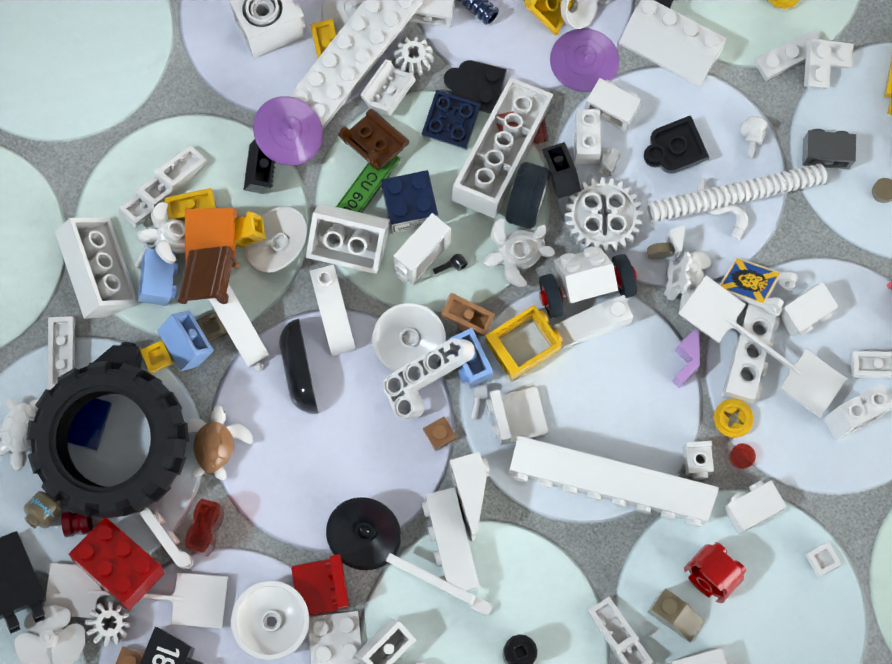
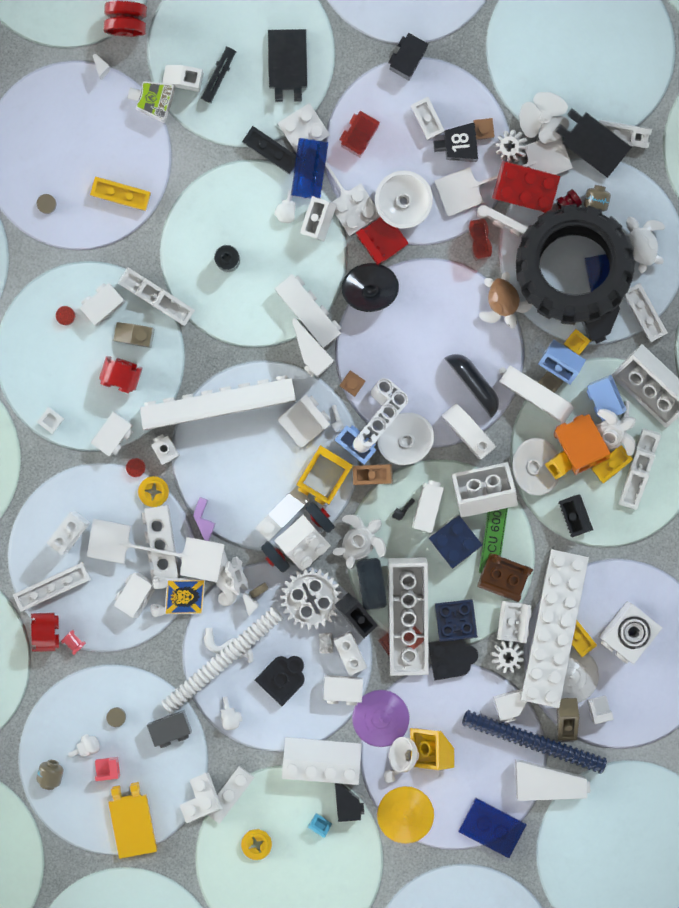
camera: 155 degrees right, 15 degrees up
(207, 274) = (568, 411): reddish brown piece -> none
(287, 130) = (568, 550): medium lavender hat -> none
(477, 604) = (267, 278): white piece -> none

